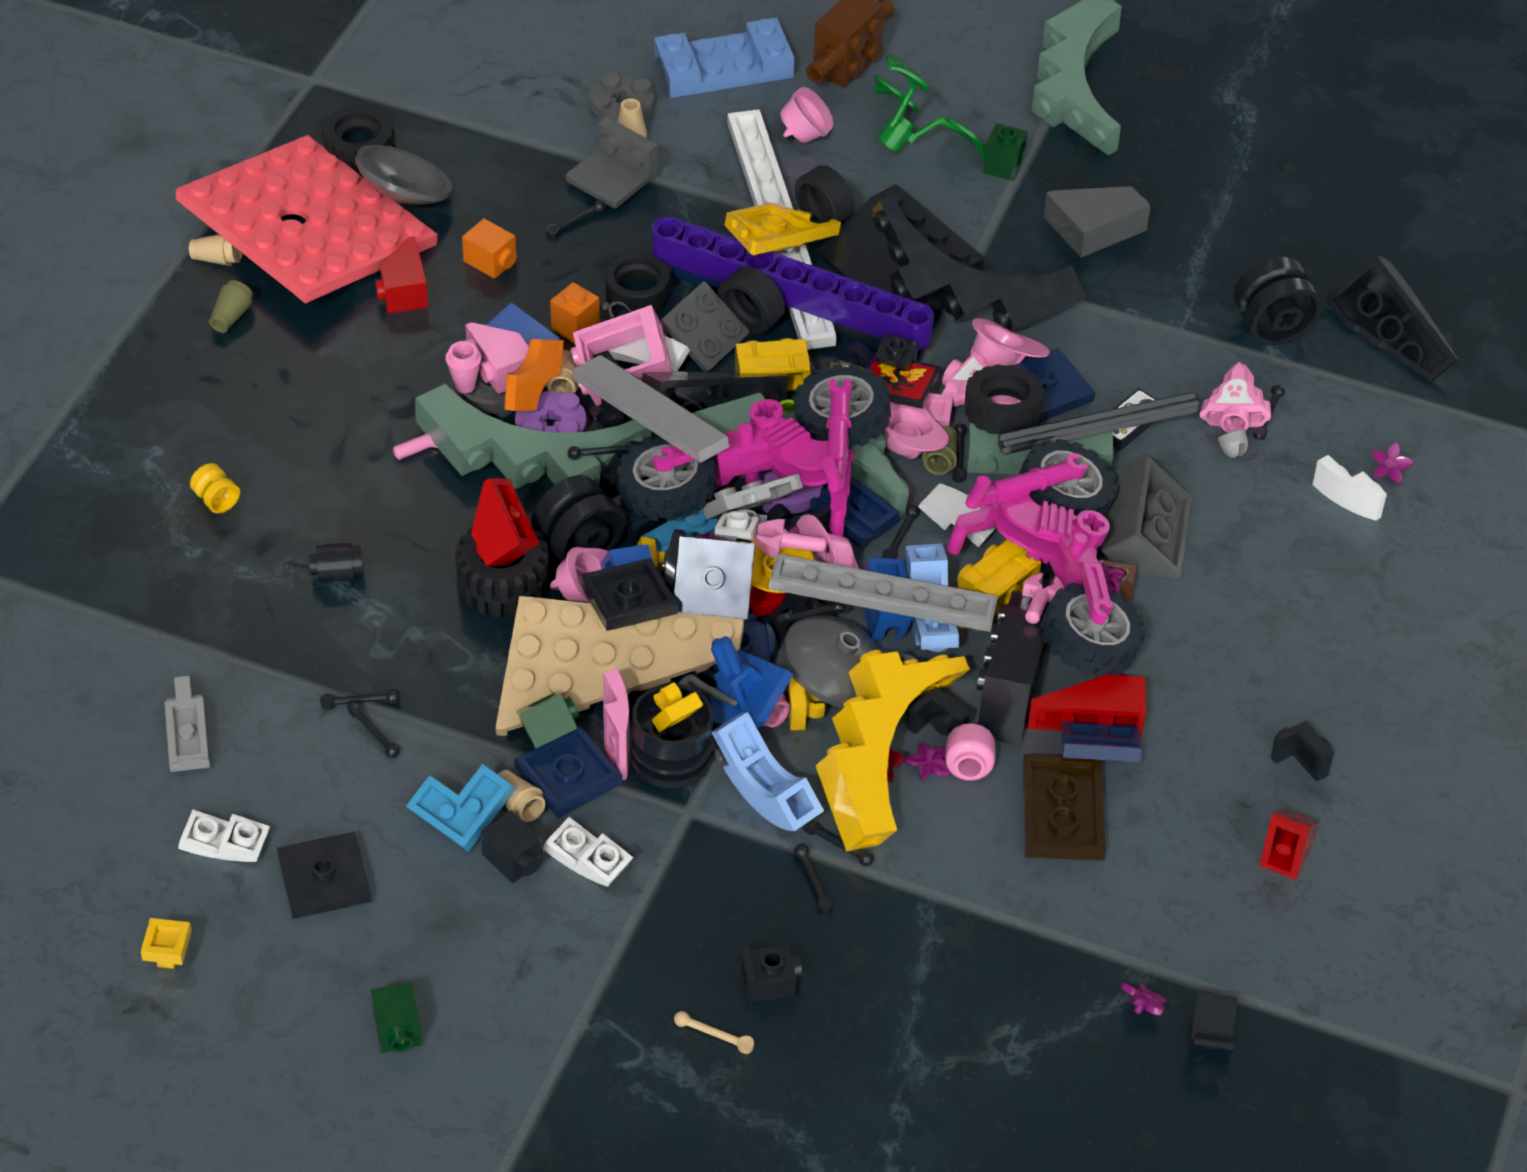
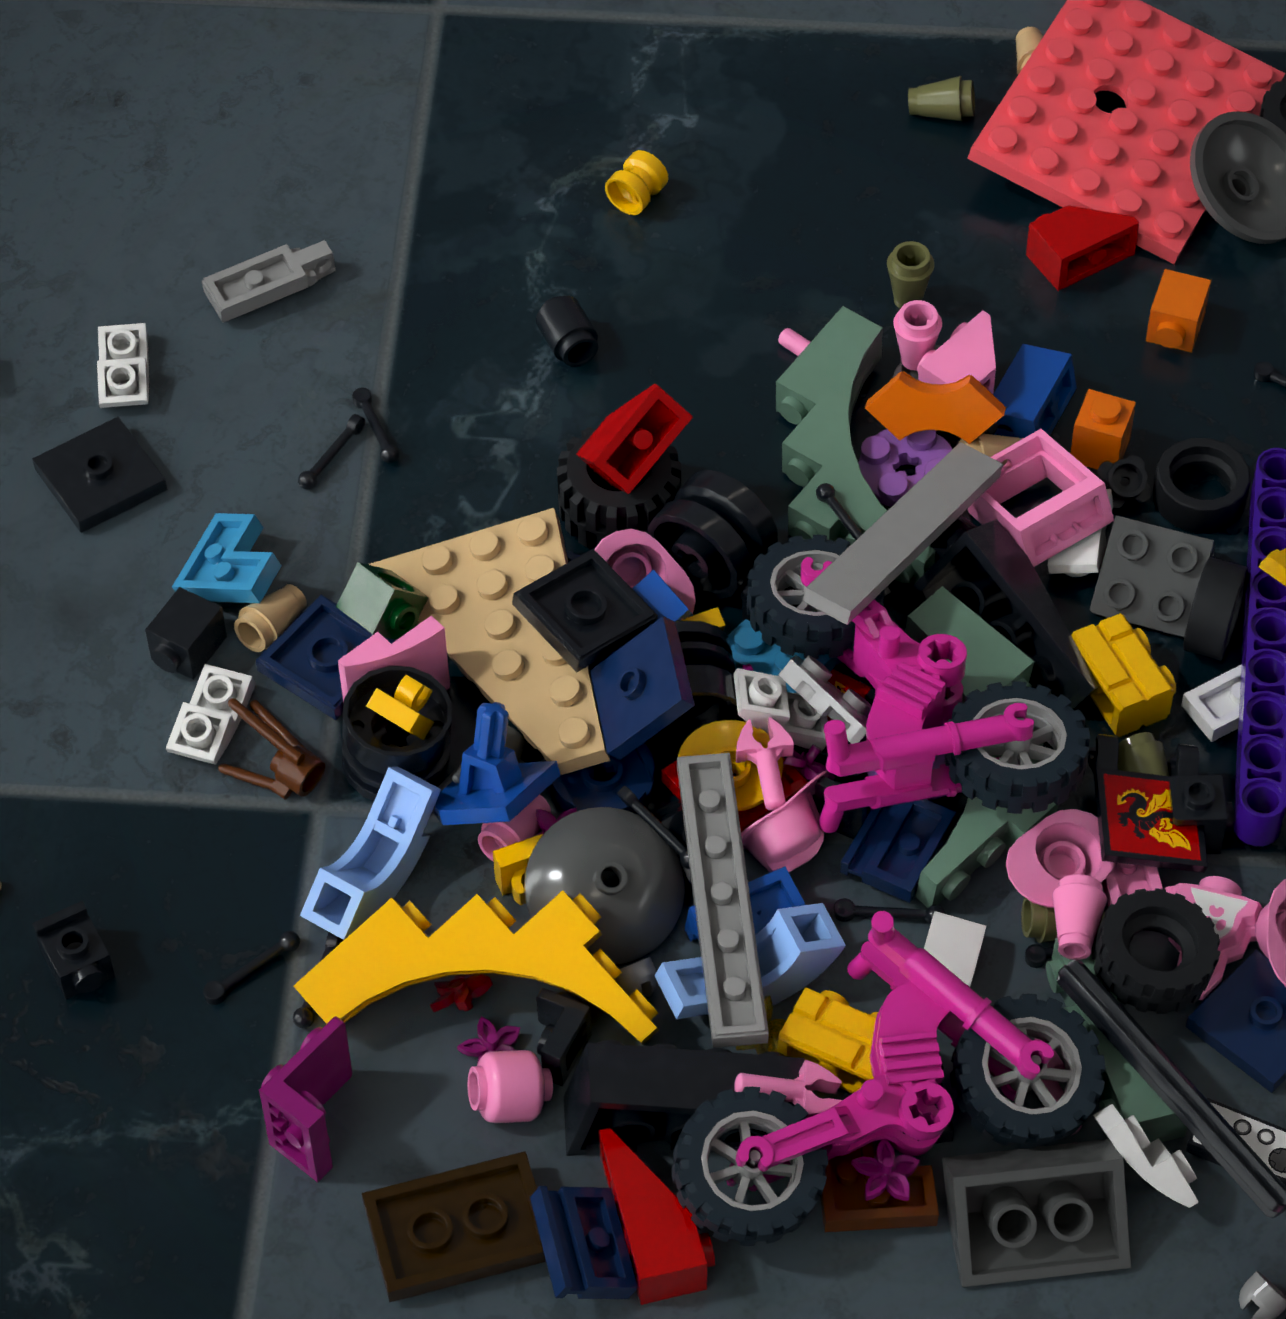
camera: 75 degrees right, 5 degrees up
(392, 362) = (909, 271): none -> olive cone
(657, 811) = (293, 764): none -> reddish brown plant
(957, 865) = (295, 1098): none -> magenta bracket
(966, 426) = (1078, 913): none -> bright pink cone
(1132, 450) = (1152, 1160): none -> white slope

